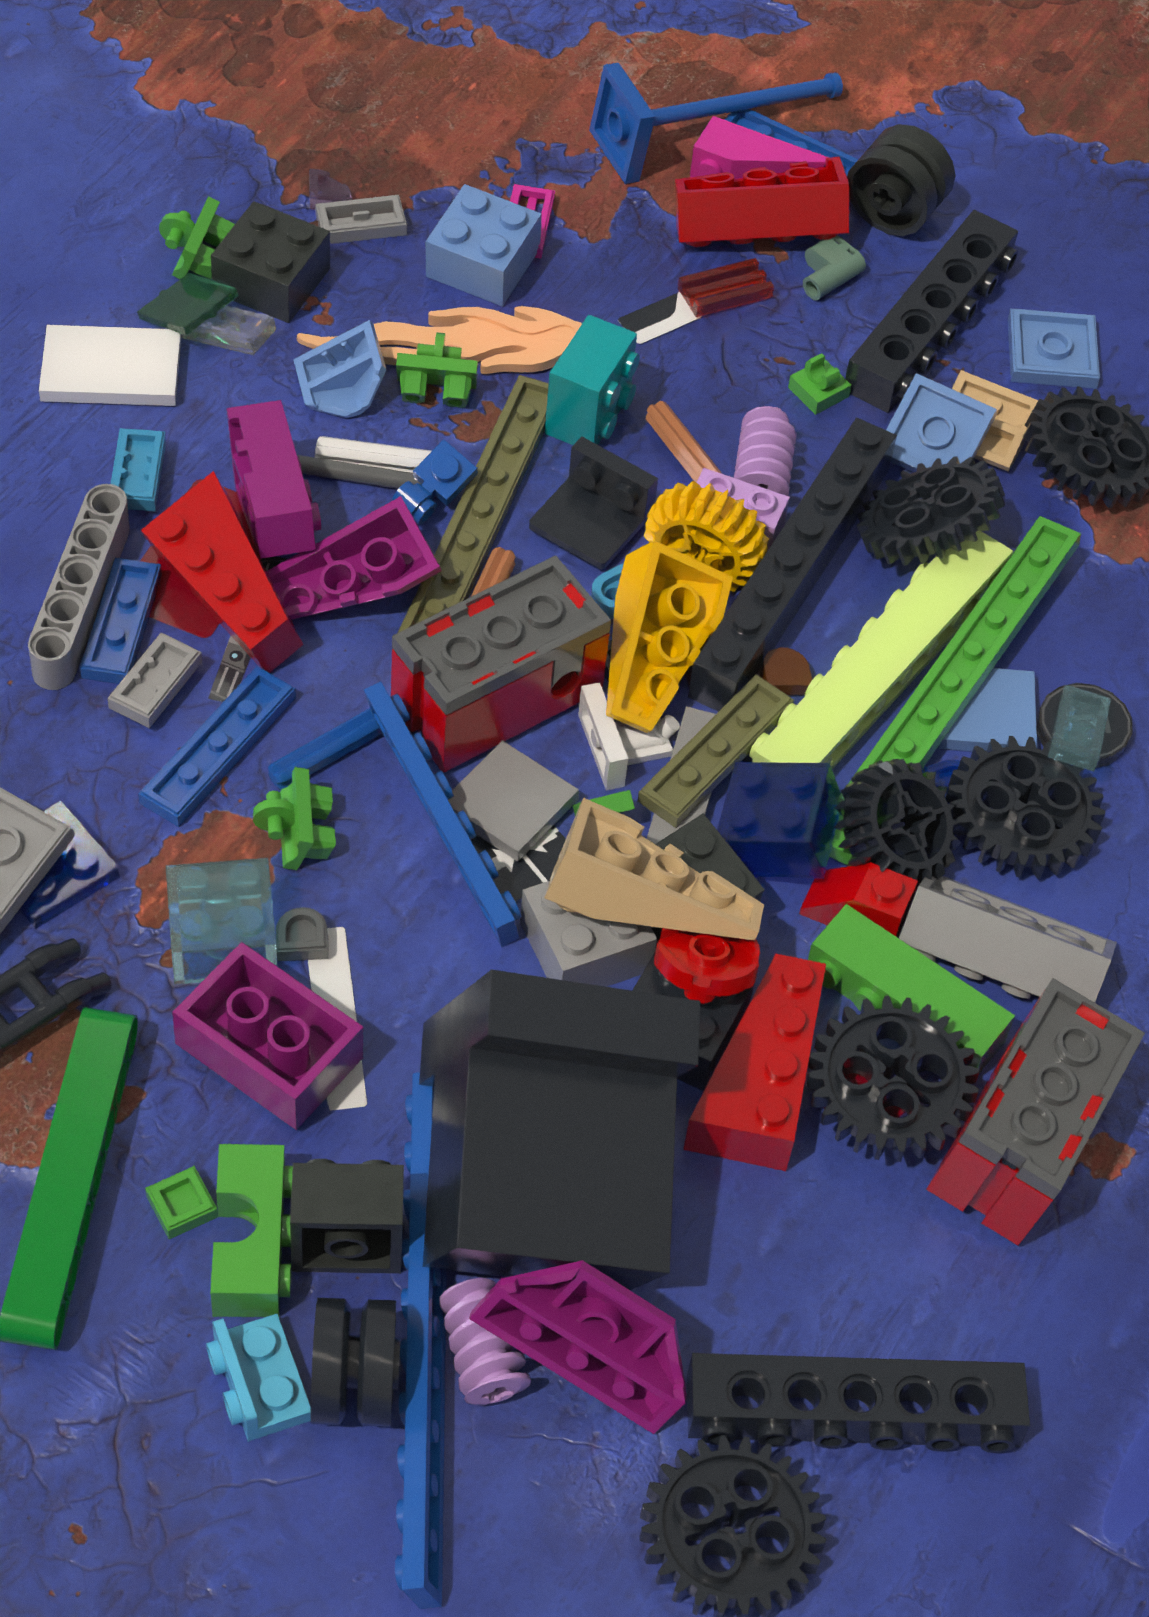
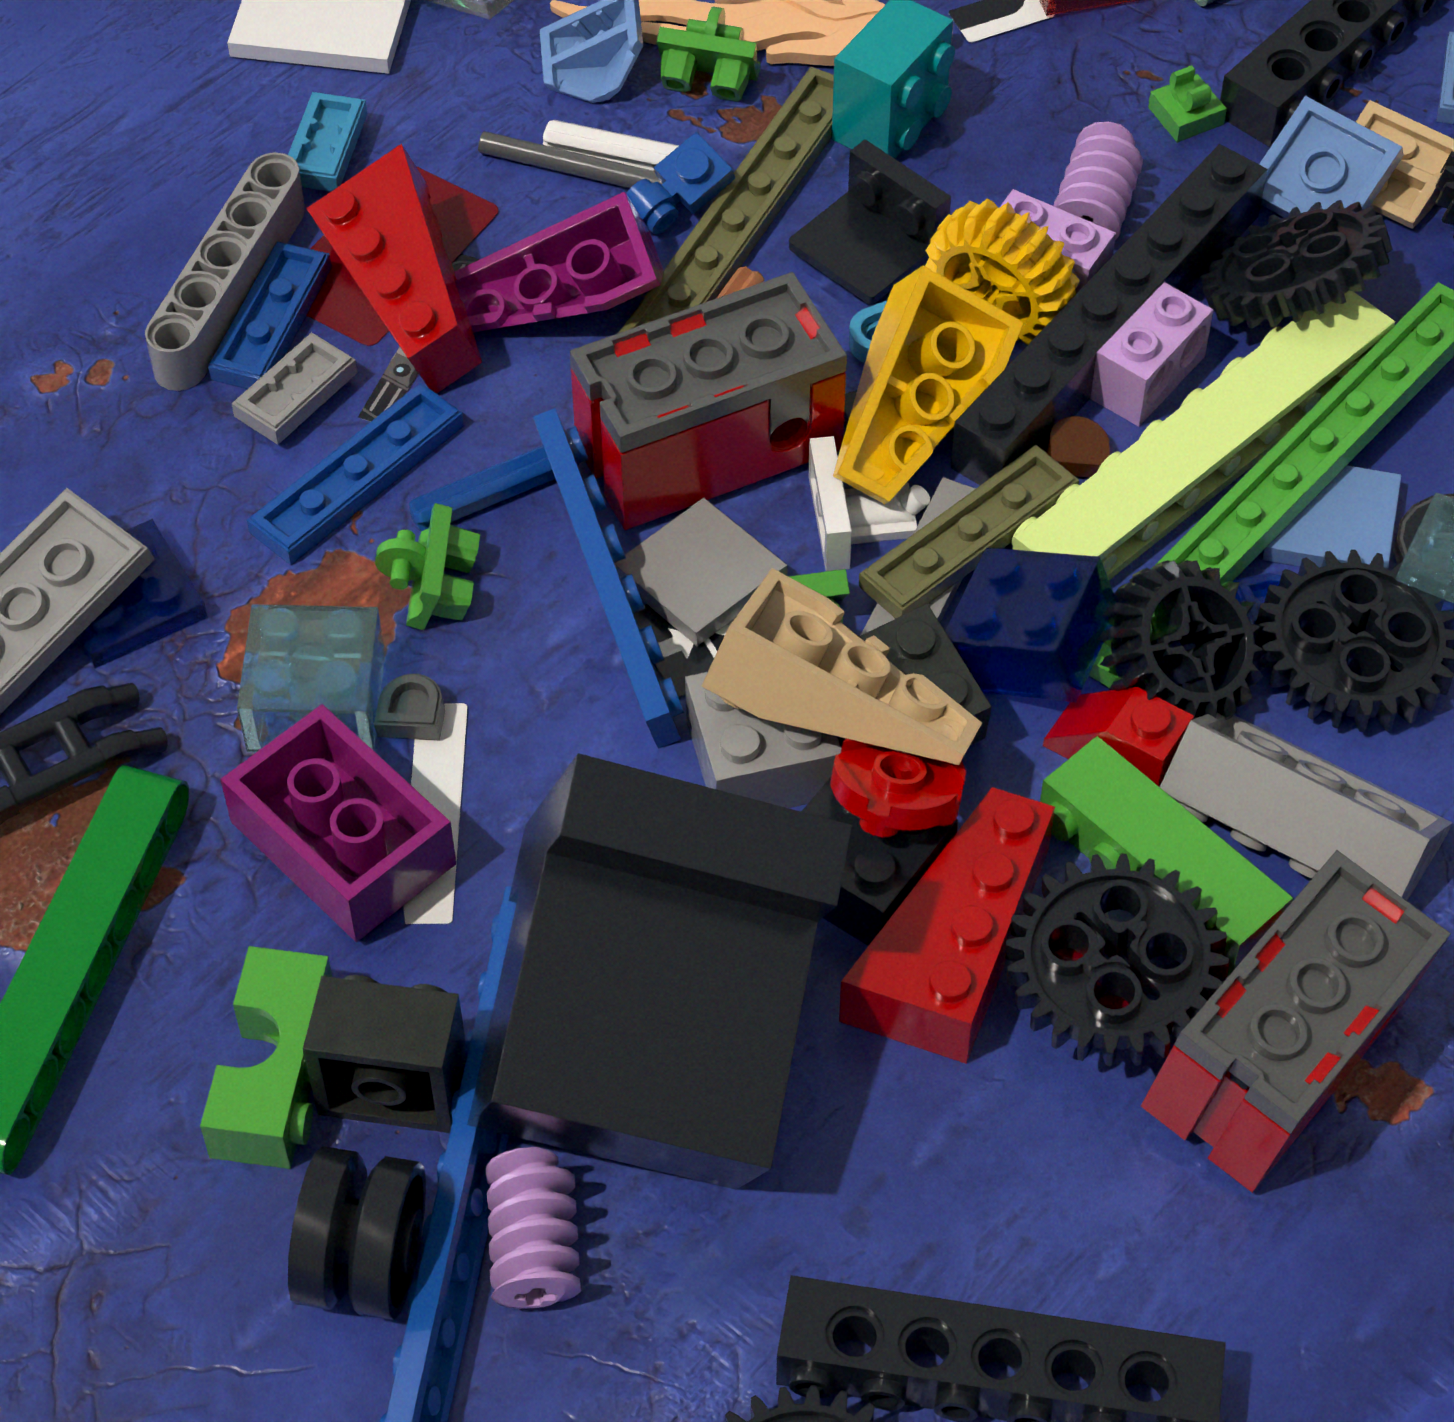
camera: 15 degrees right, 0 degrees up
(181, 1202) = (198, 1014): bright green tile -> none
(261, 1376) = (246, 1236): medium azure bracket -> none
(271, 480) = (475, 162): magenta wedge -> none
(592, 1337) = (660, 1238): magenta wedge -> none
(679, 440) = (995, 155): nougat axle -> none
(830, 592) = (1151, 354): none -> lavender brick

